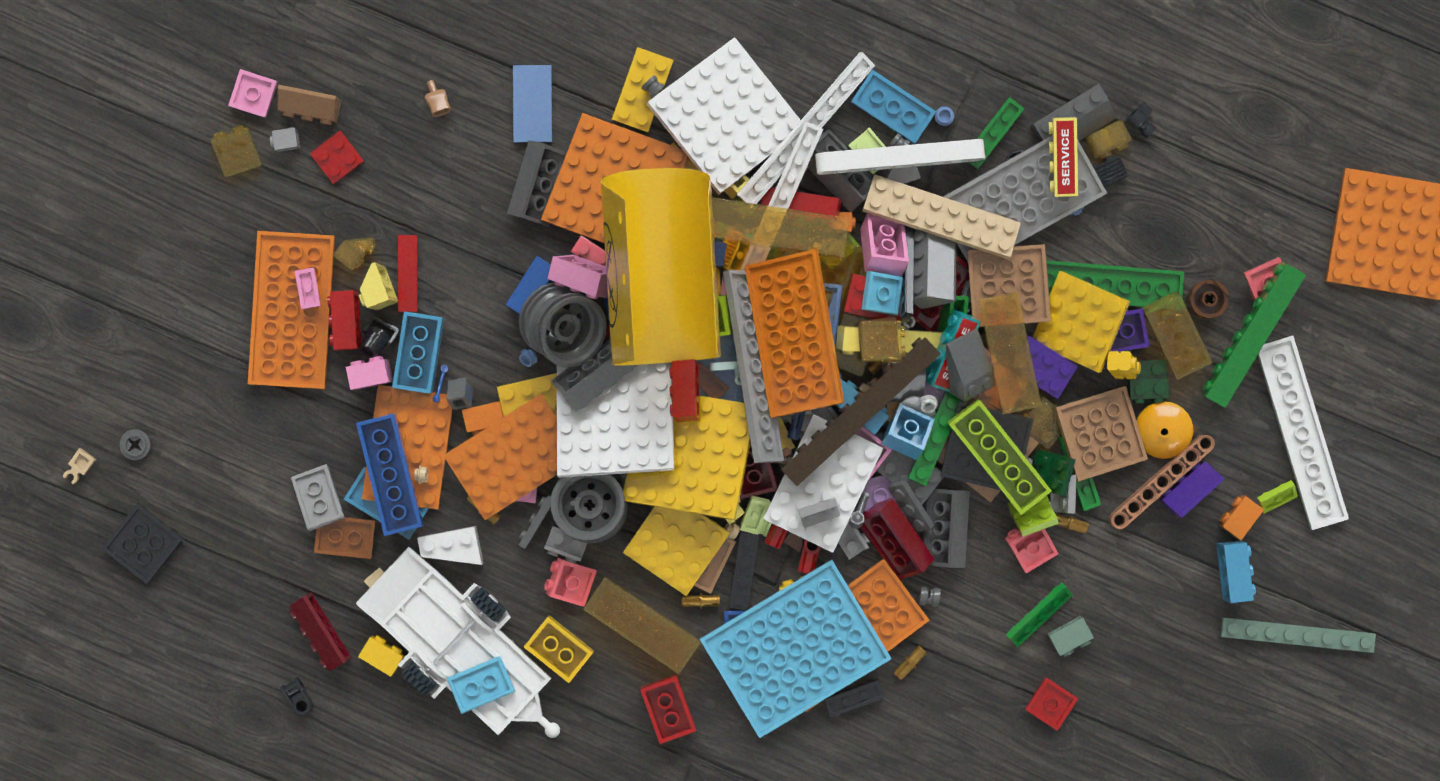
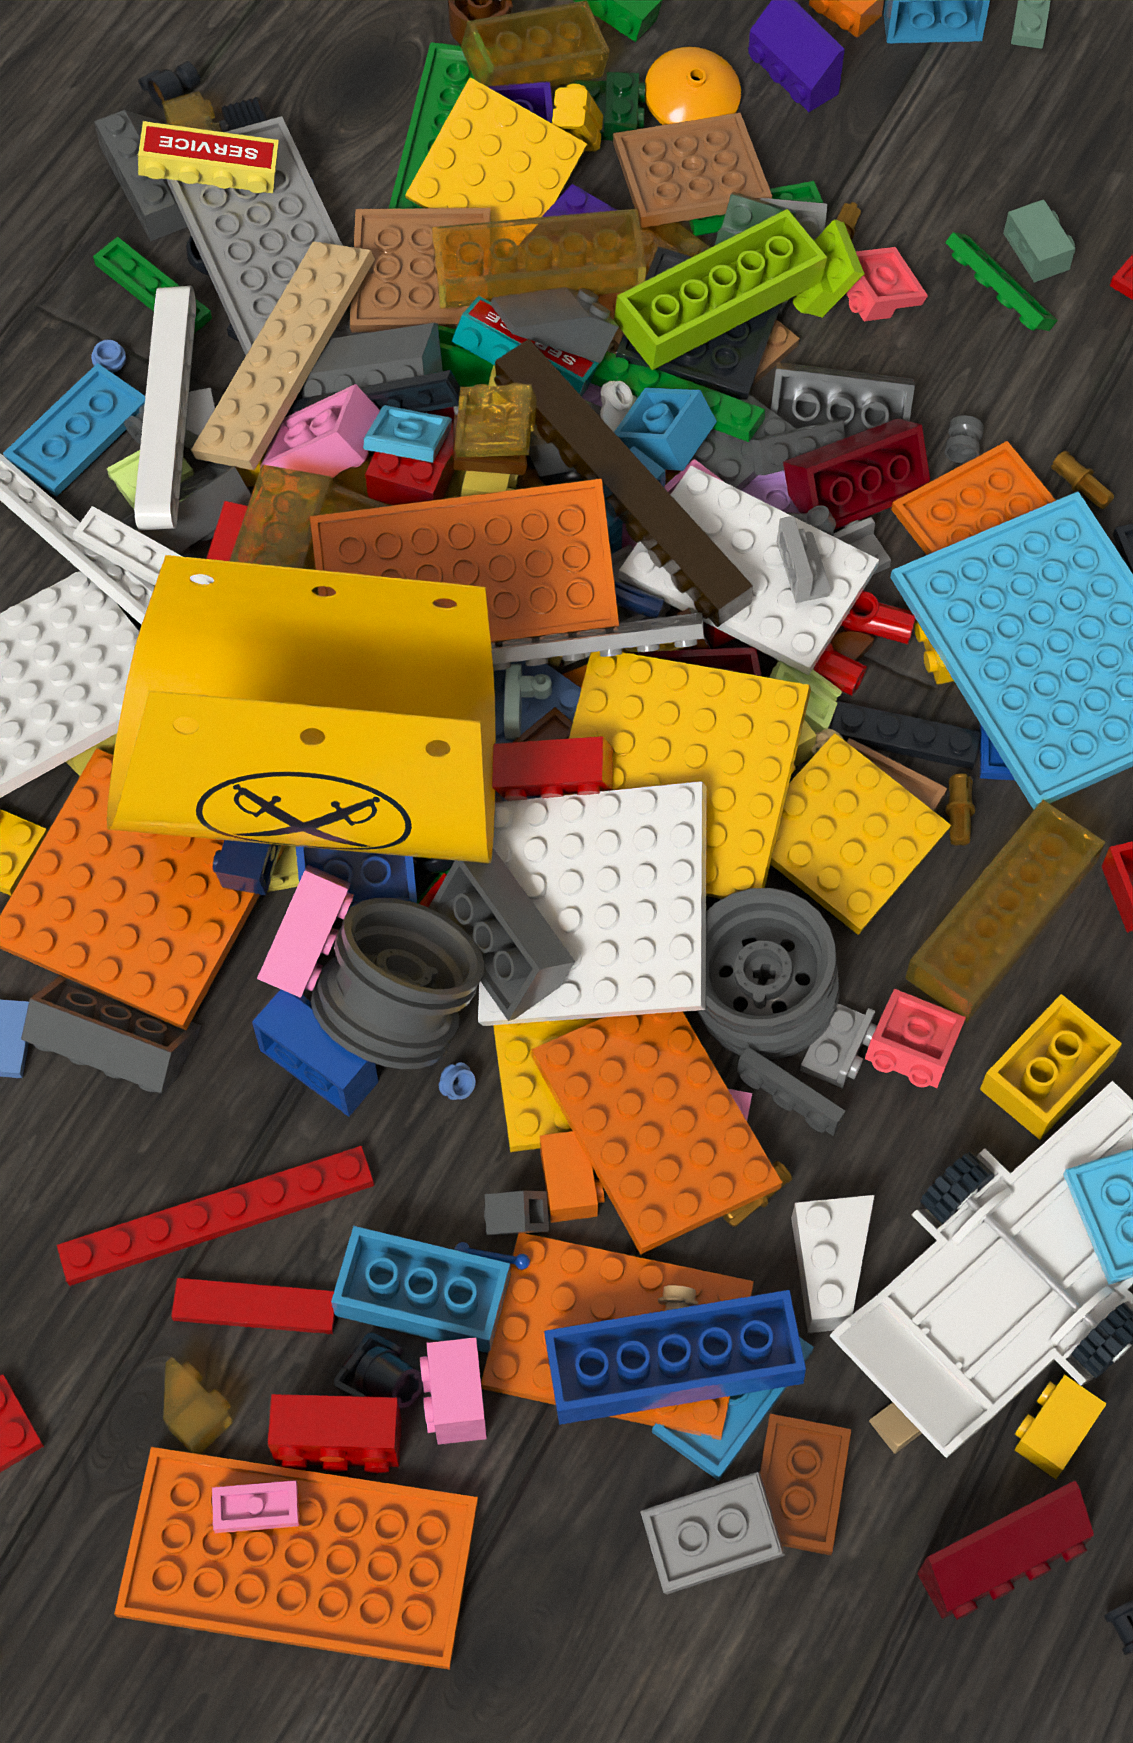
camera: 85 degrees left, 25 degrees down
(377, 288) = (273, 1339): light yellow slope -> none
(451, 248) = (214, 1215): none -> red plate
(589, 251) = (252, 946): coral brick -> none
(1152, 485) = (783, 101): nougat beam -> none

